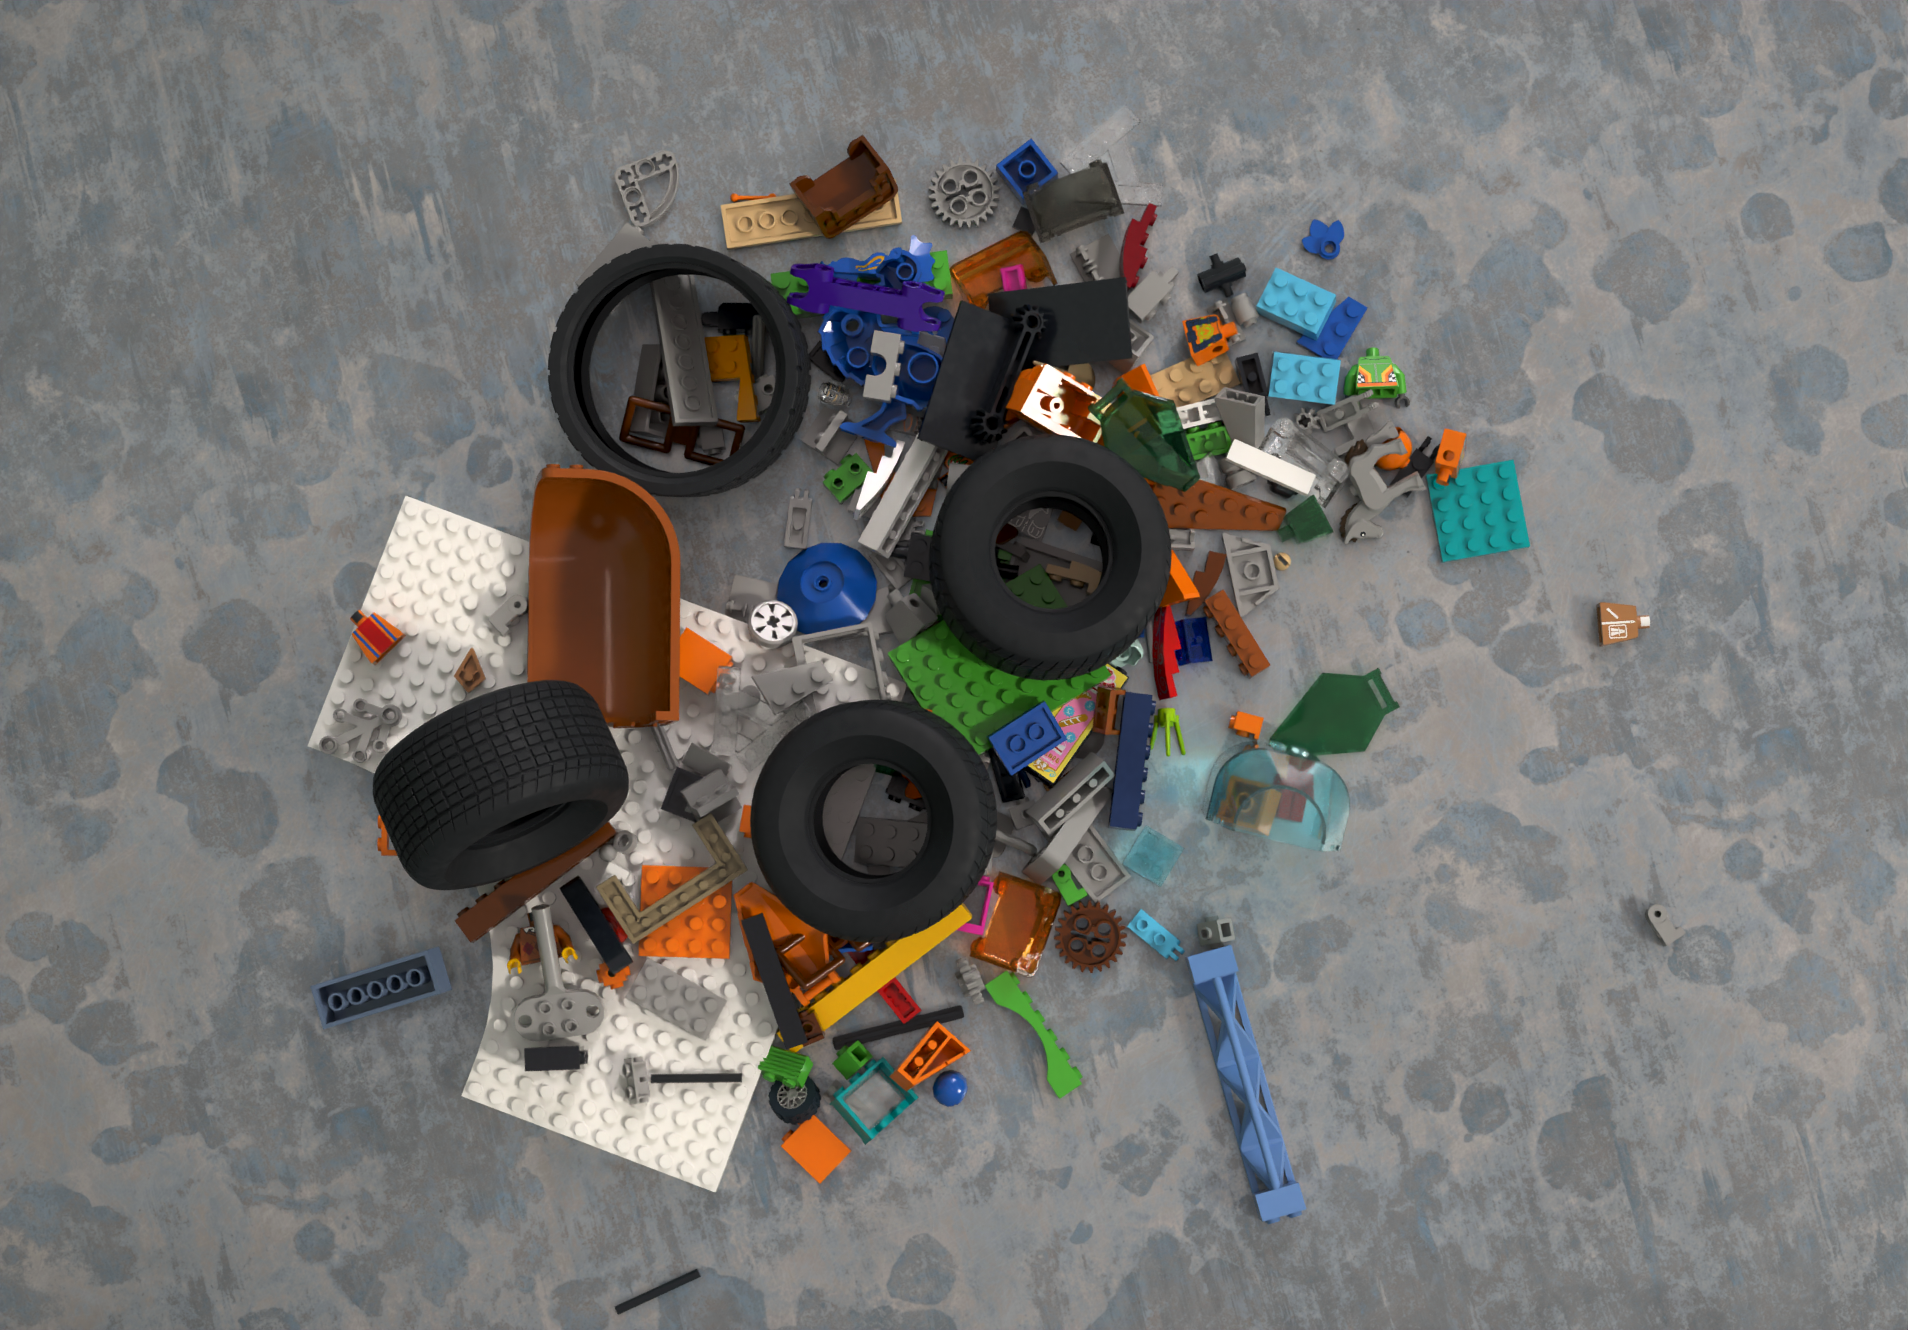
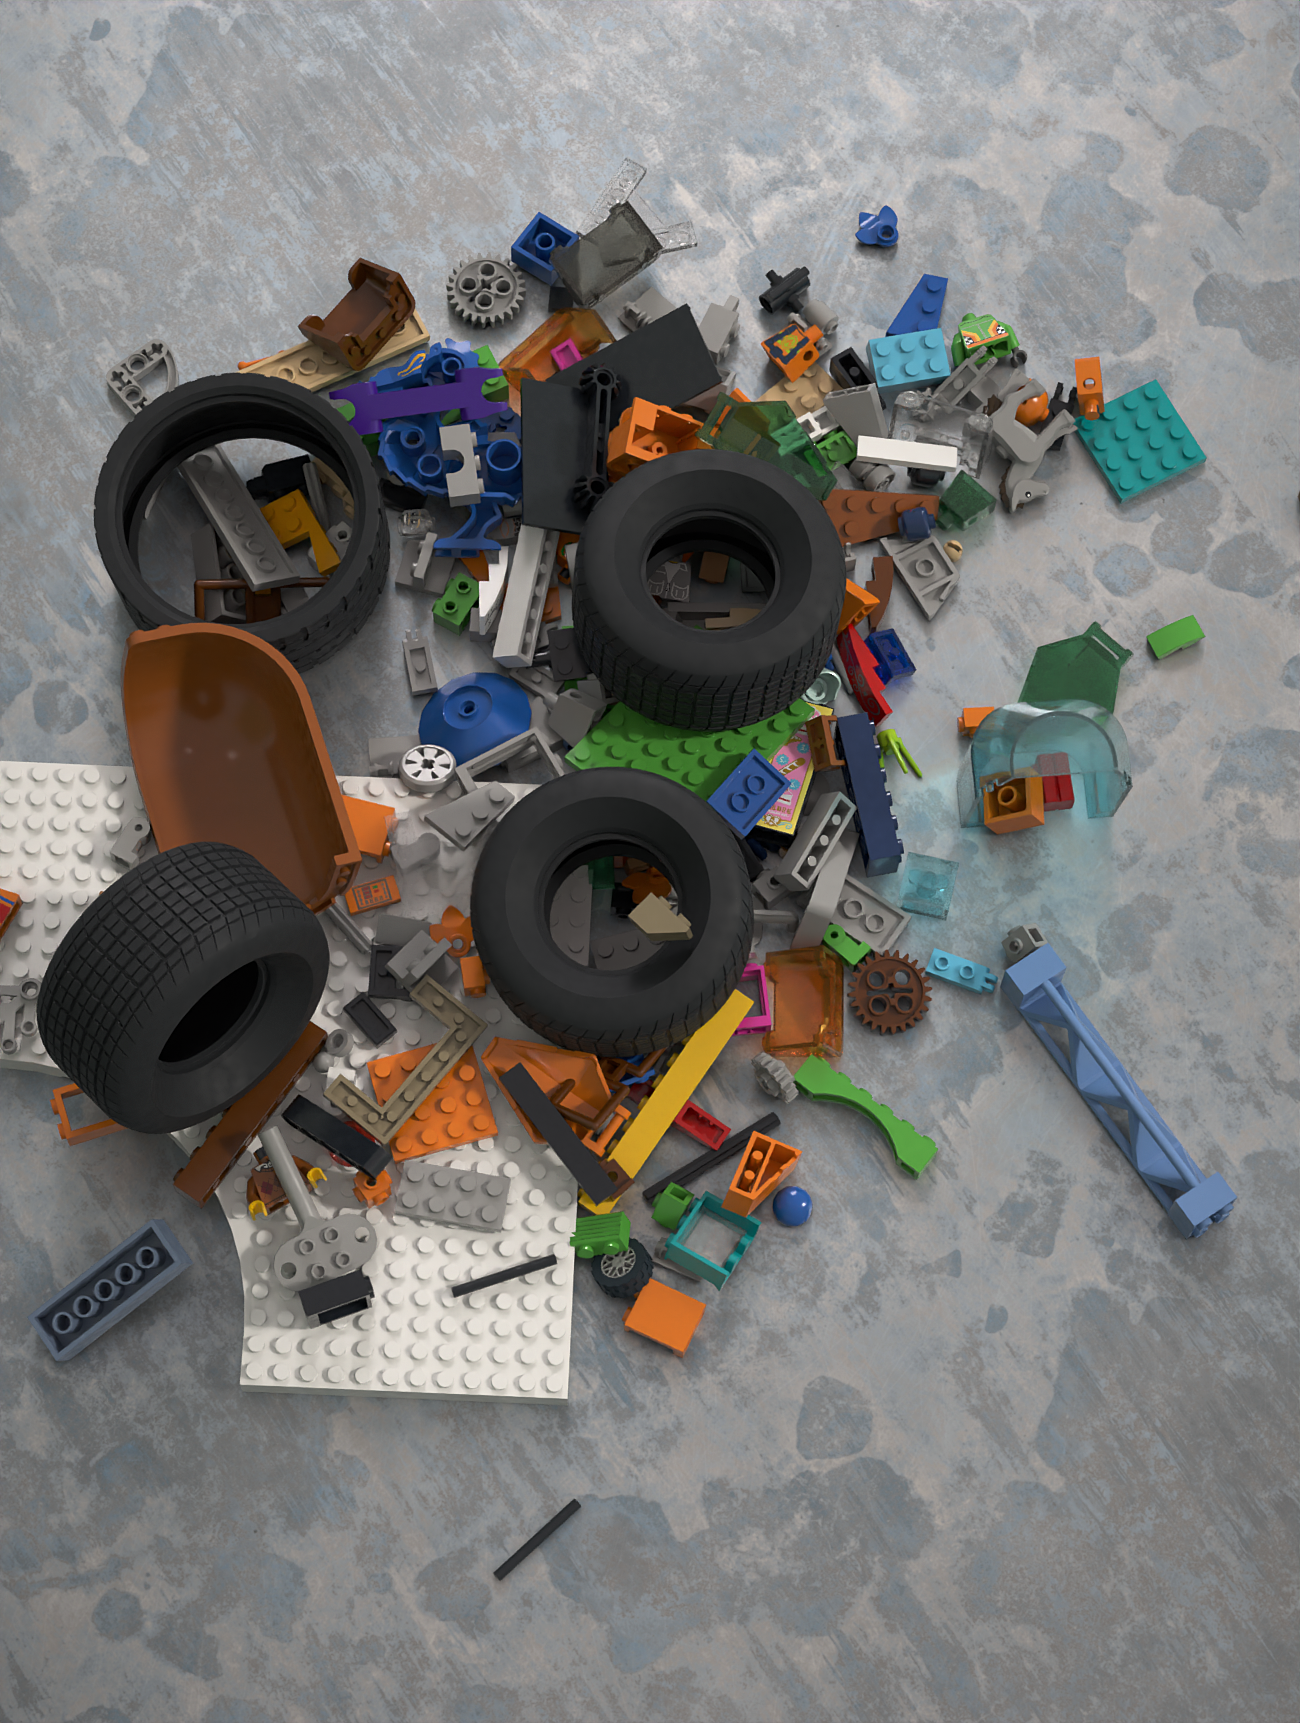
camera: 20 degrees left, 15 degrees down
(636, 1090) = (429, 1288): light grey hinge -> none
(656, 828) = (370, 1020): none -> black tile
(694, 723) = (372, 895): none -> orange tile
(745, 774) = (453, 927): none -> orange plate
(897, 859) = (658, 921): none -> dark tan slope
(1132, 254) = (681, 281): dark red slope -> none
(1236, 634) = (932, 634): dark orange brick -> none
(1257, 532) = (916, 524): none -> dark blue head
(1296, 304) = (873, 293): medium azure brick -> none
(1442, 700) = (1175, 635): none -> bright green slope

